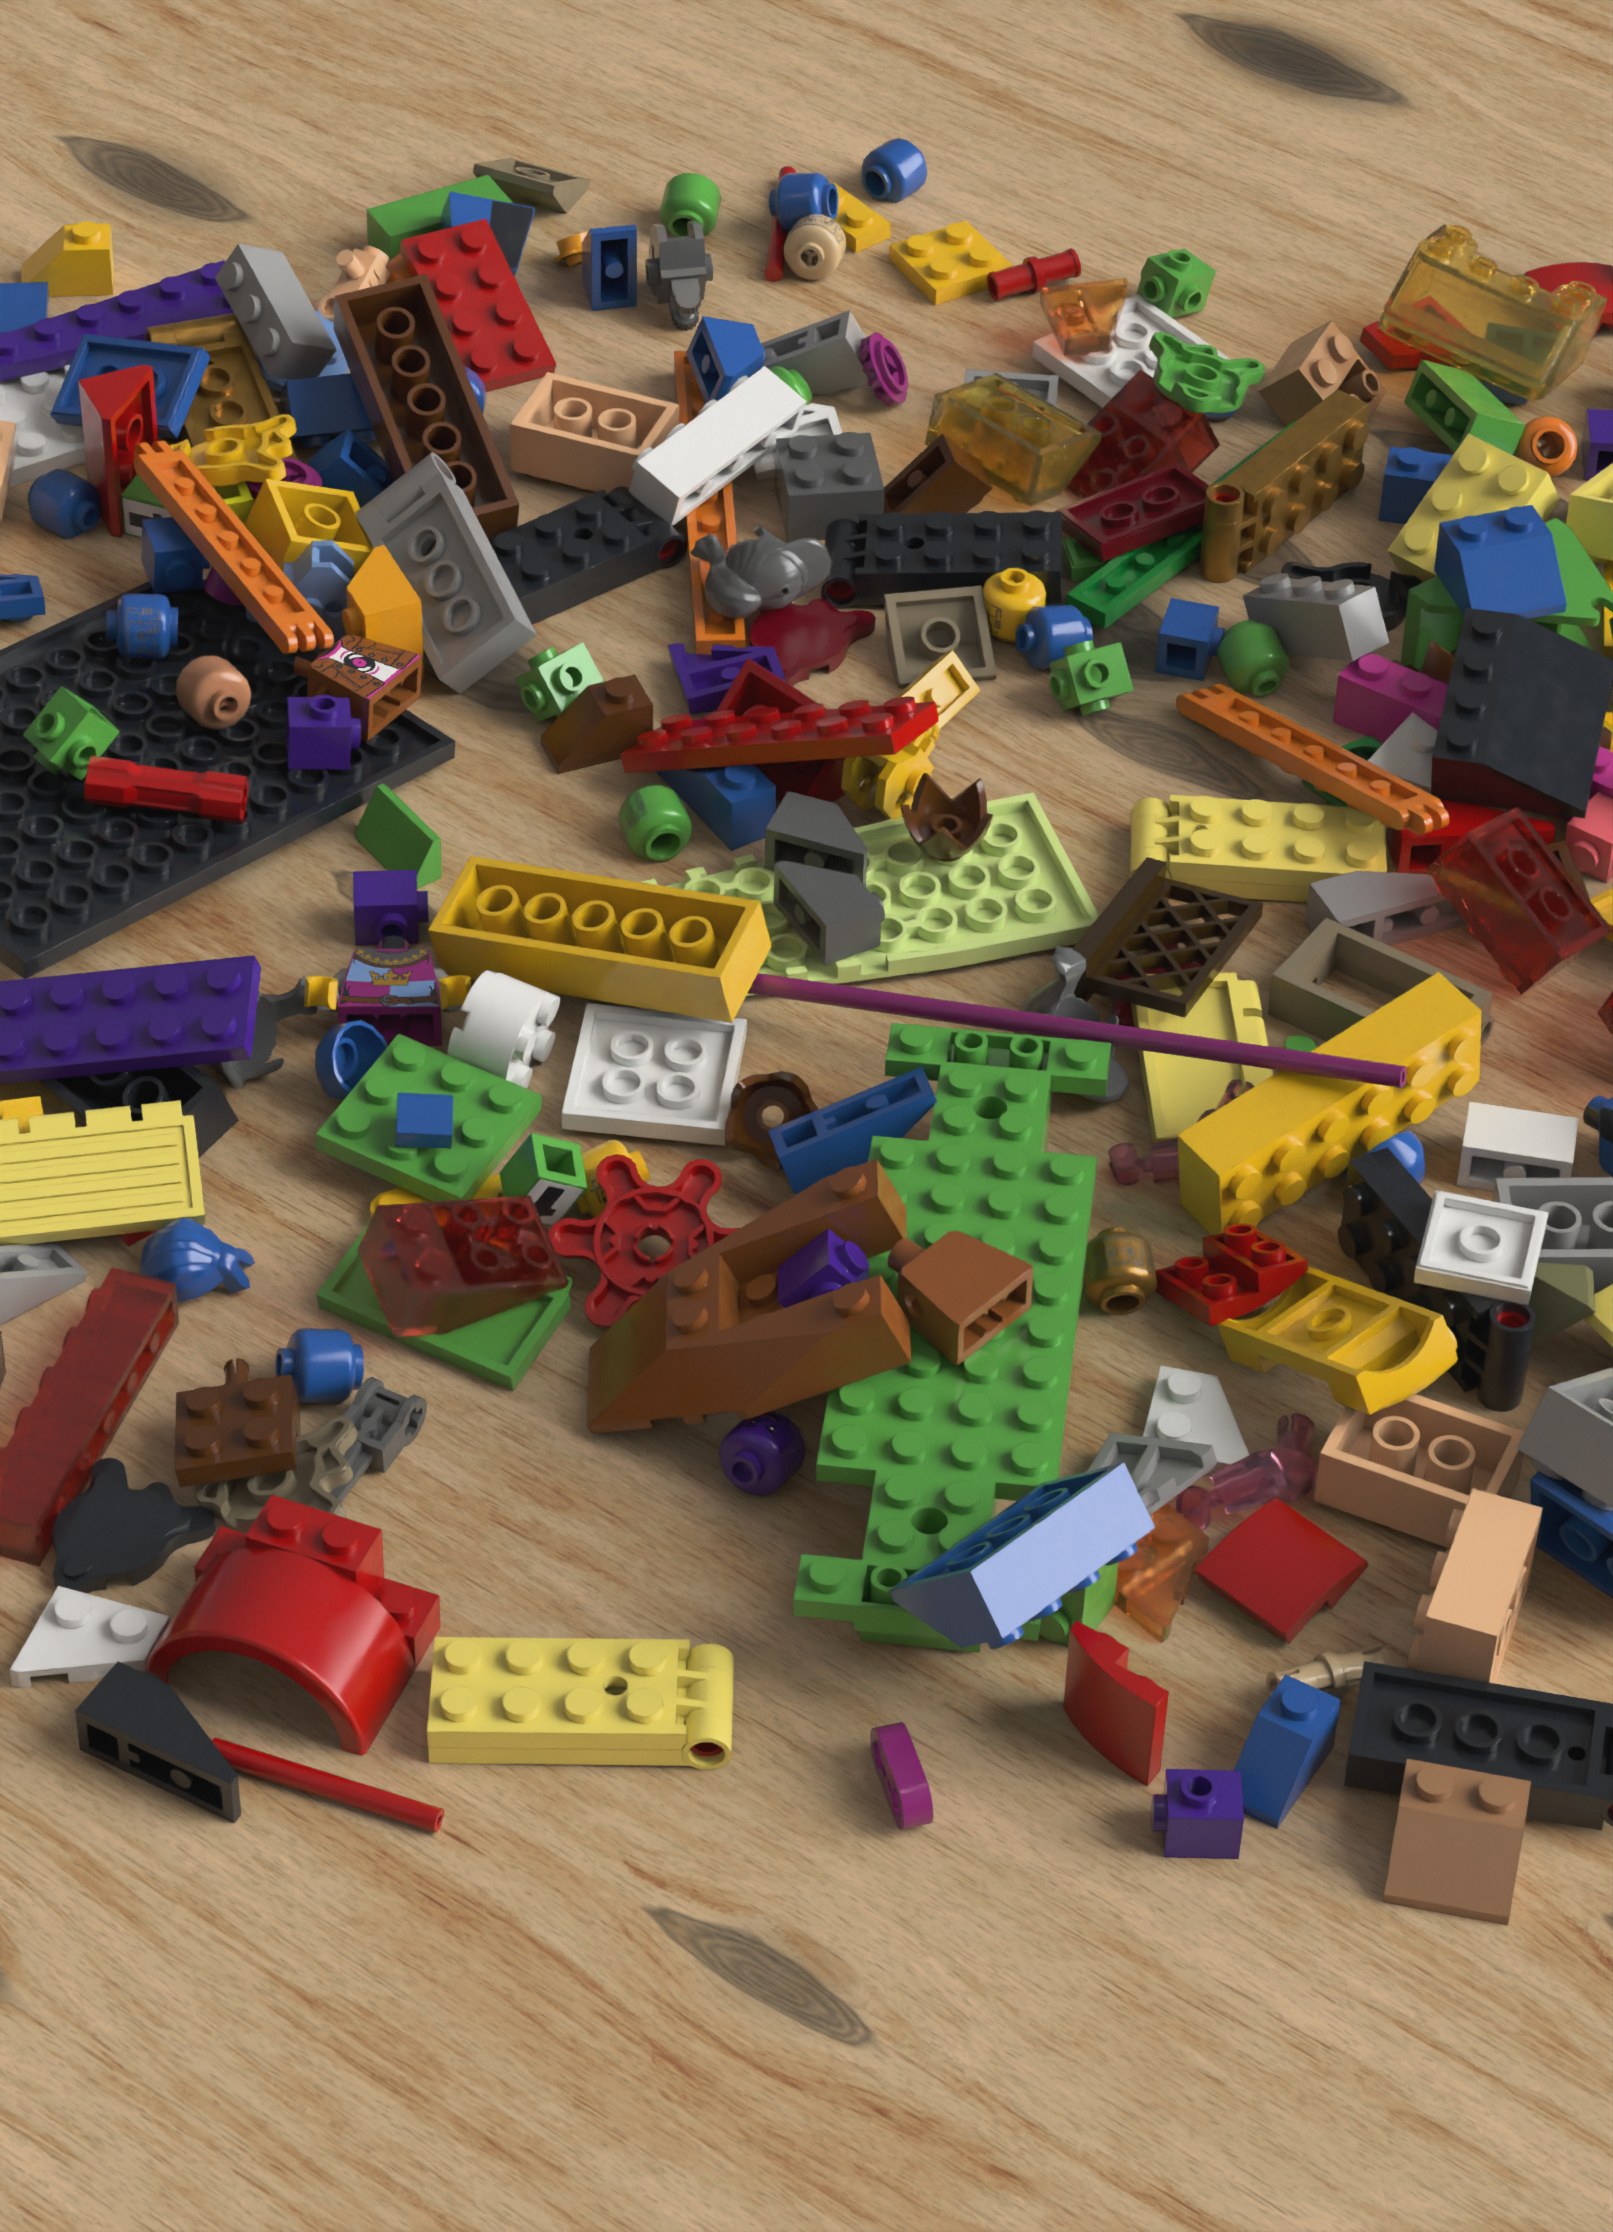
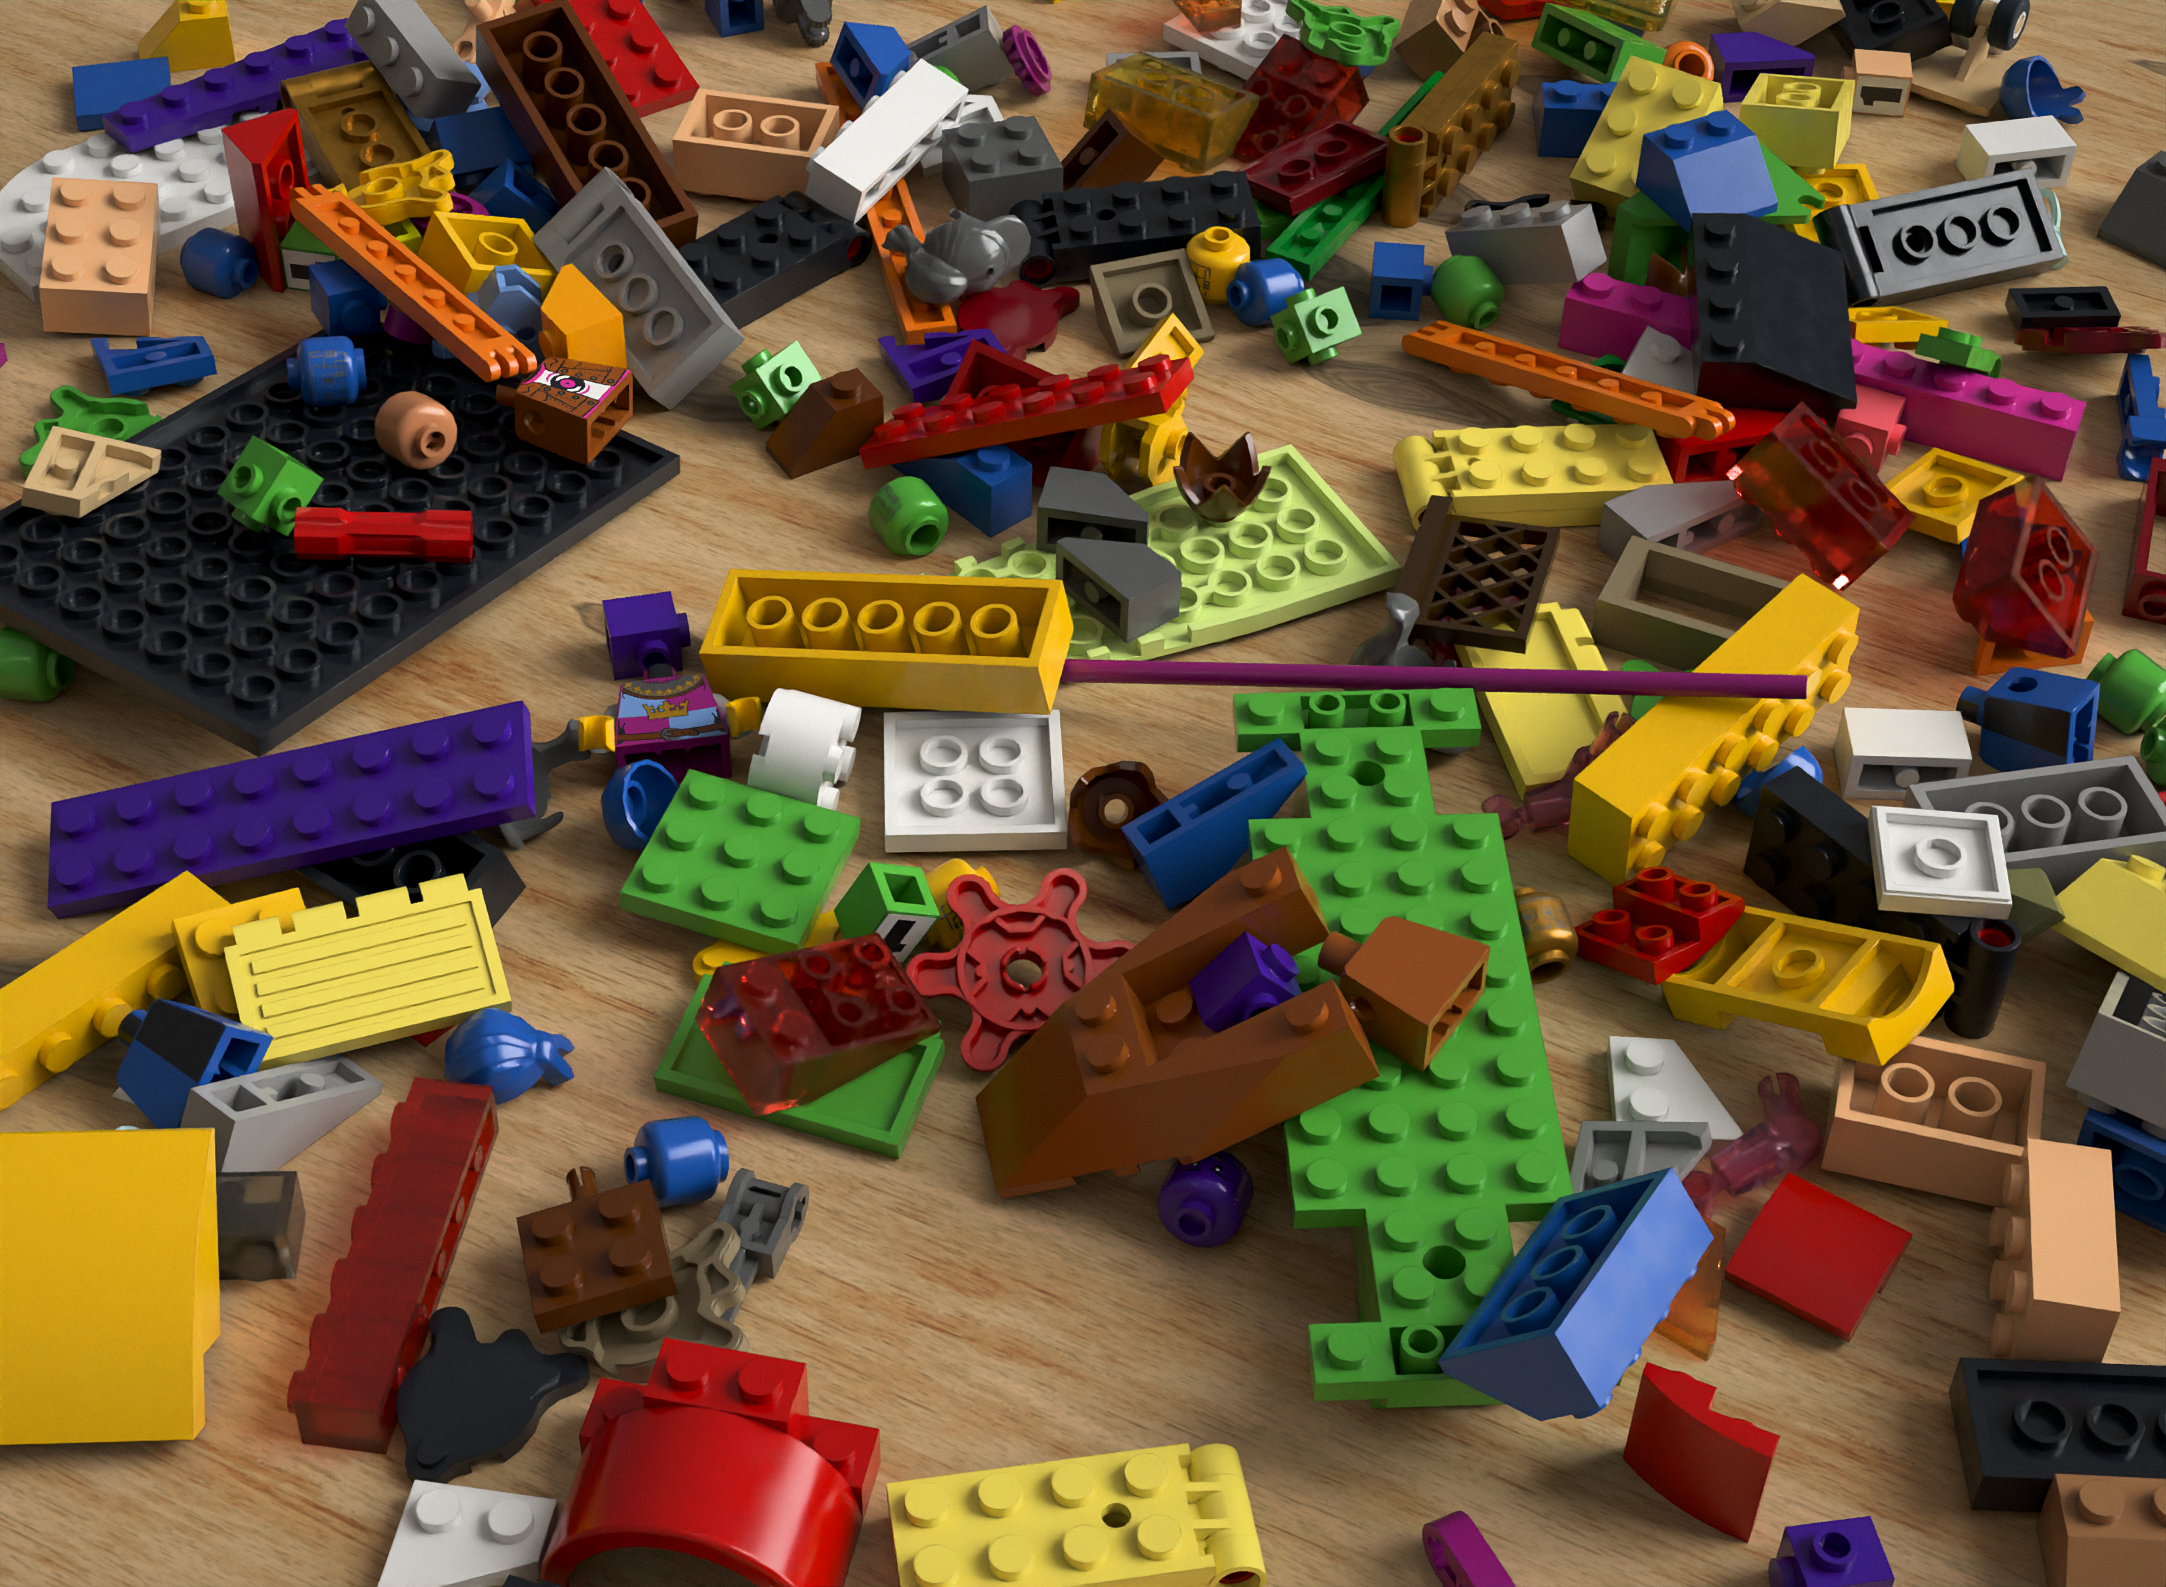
camera: 10 degrees left, 0 degrees up
(175, 375) = (321, 120): blue tile -> none
(320, 732) = (539, 459): dark purple brick -> none
(399, 837) = (640, 559): bright green slope -> none
(424, 1120) = (741, 862): blue tile -> none
(1286, 1748) = (1902, 1473): blue slope -> none
(1332, 1672) = (1909, 1378): tan pin -> none

